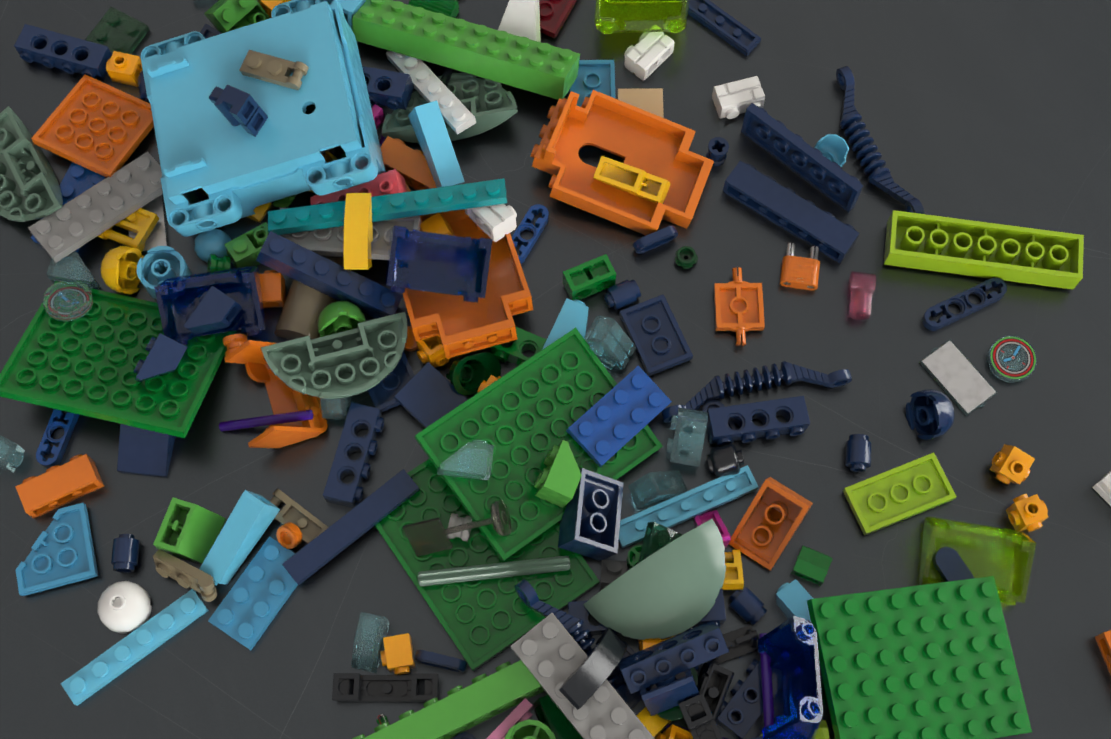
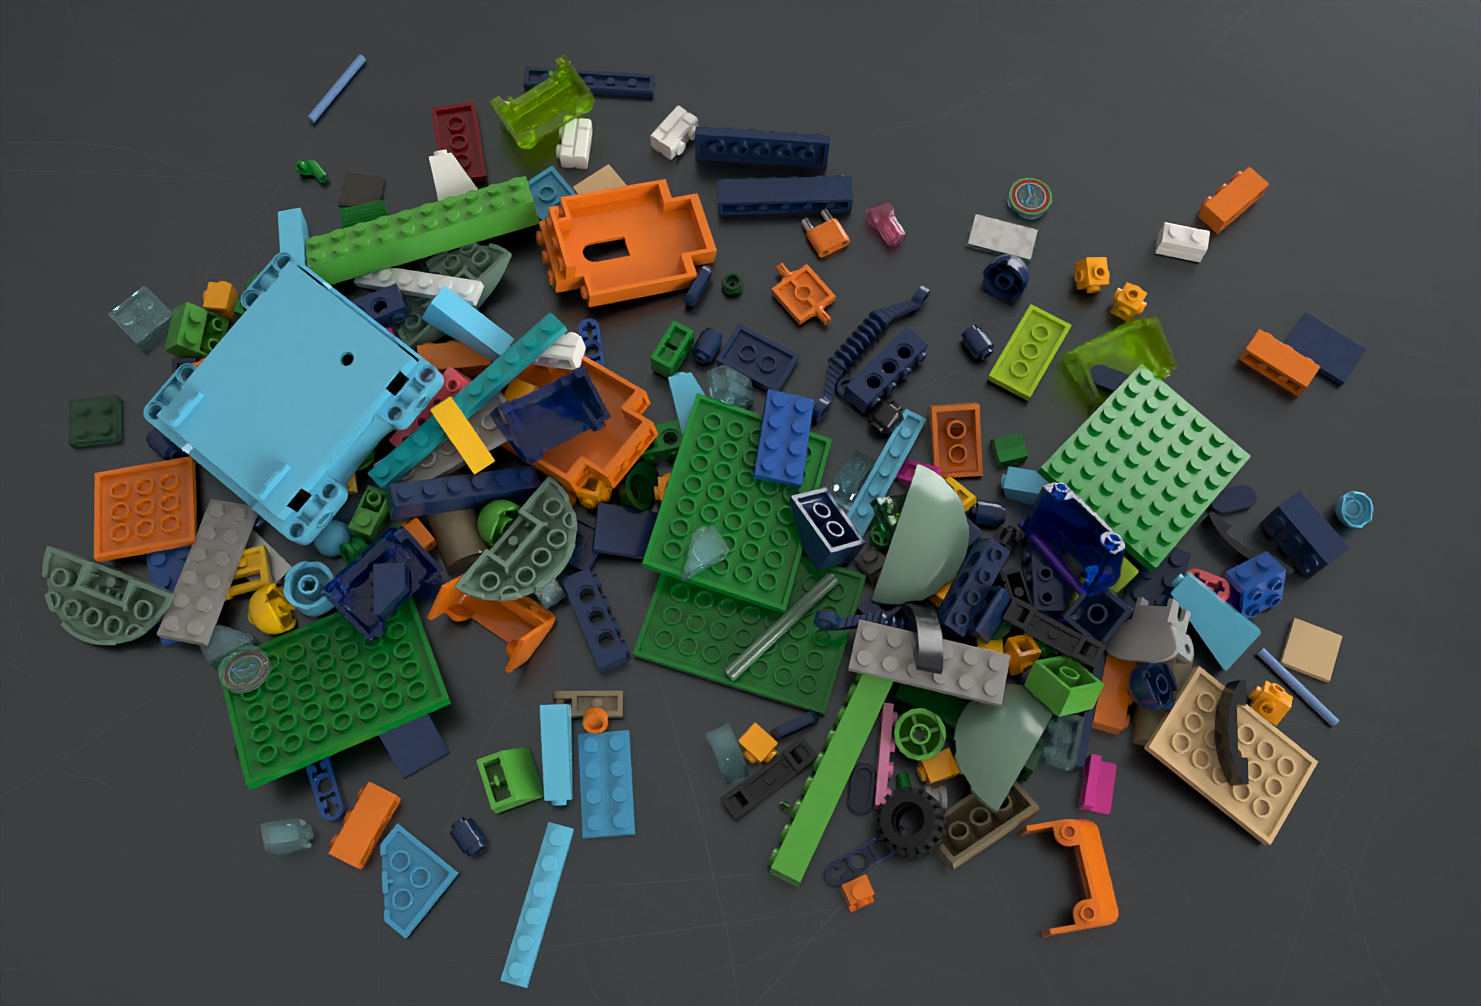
camera: 40 degrees left, 0 degrees up
(63, 52) = (20, 473): dark blue brick -> none
(124, 68) = (128, 444): light orange brick -> none
(124, 607) = (503, 880): white cylinder -> none
(162, 358) = (376, 652): dark blue slope -> none
(185, 575) = (535, 814): dark tan plate -> none
(234, 341) = (424, 601): orange wheel -> none
(239, 108) = (286, 396): dark blue hips -> none
(266, 420) = (500, 645): dark purple bar -> none
(273, 69) = (289, 347): dark tan plate -> none
(350, 527) = (640, 677): dark blue tile -> none
(431, 536) = (715, 632): clear smoke piece -> none
(455, 520) = (729, 612): light grey wheel -> none
(560, 478) = (780, 512): bright green slope -> none
(632, 180) = (645, 250): yellow slope -> none
(688, 436) = (846, 418): clear light blue brick -> none
(717, 150) = (690, 184): dark blue bush -> none
(833, 148) = (780, 122): medium azure hair -> none
(866, 151) = (873, 131): dark blue piece -> none
(965, 305) = (965, 180): dark blue beam -> none
(984, 249) = (948, 129): lime brick -> none

